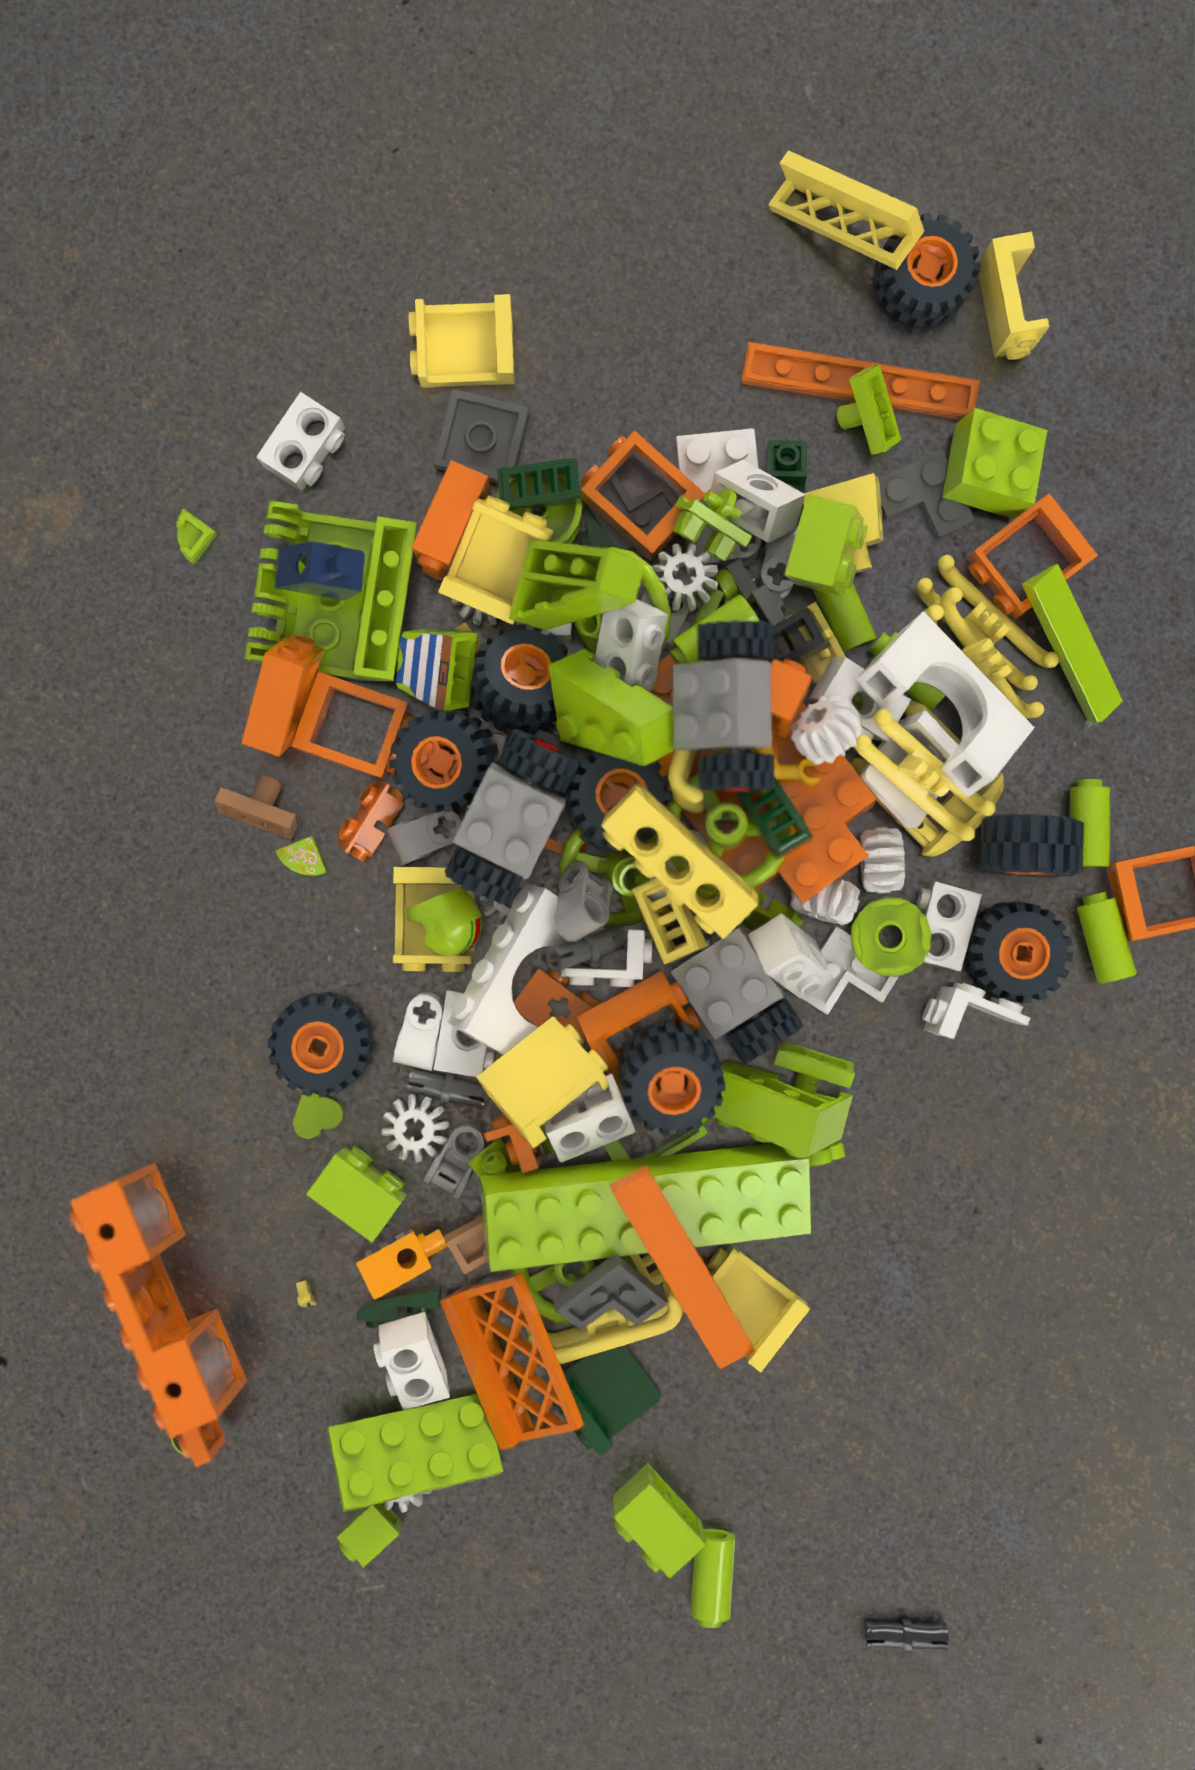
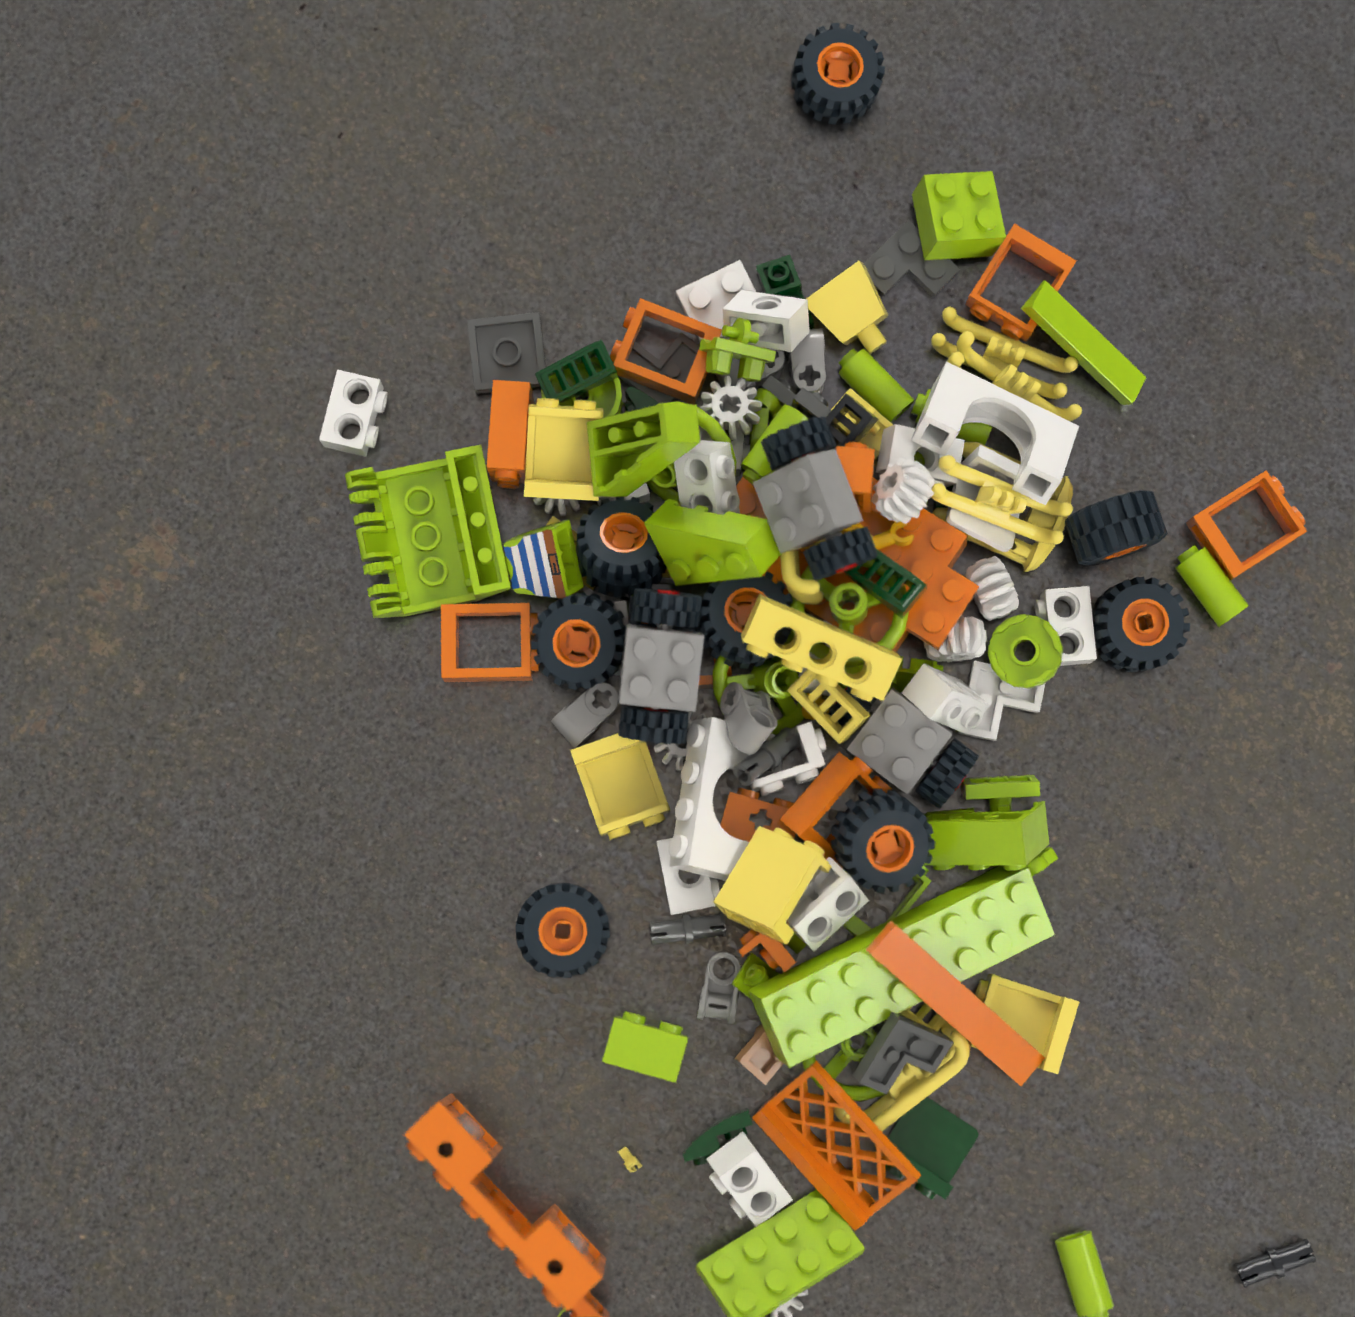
camera: 20 degrees left, 5 degrees down
(193, 536) = (285, 528): lime tile -> none
(258, 808) = (431, 744): medium nougat tile -> none
(282, 694) = (419, 634): orange window -> none
(303, 857) = (485, 773): lime tile -> none
(316, 1114) = (579, 995): lime tile -> none
(328, 570) = (424, 510): dark blue torso -> none
(360, 830) = (526, 731): orange hinge -> none
(380, 1263) = (690, 1106): light orange torso -> none
(401, 1124) = (685, 971): white gear -> none
(418, 1037) = (647, 894): white piece -> none
(450, 922) = (638, 778): lime helmet -> none
(463, 343) = (462, 278): light yellow panel -> none
(657, 1521) = (1017, 1239): lime brick -> none
(826, 545) = (842, 336): lime brick -> none
(829, 378) = (815, 187): orange tile -> none
(848, 196) = (750, 36): light yellow fence -> none
(871, 410) = (835, 208): lime tile -> none
(946, 1011) = (1097, 698): white bracket -> none
(1001, 297) = (912, 76): light yellow panel -> none
(1092, 806) = (1154, 475): lime brick -> none

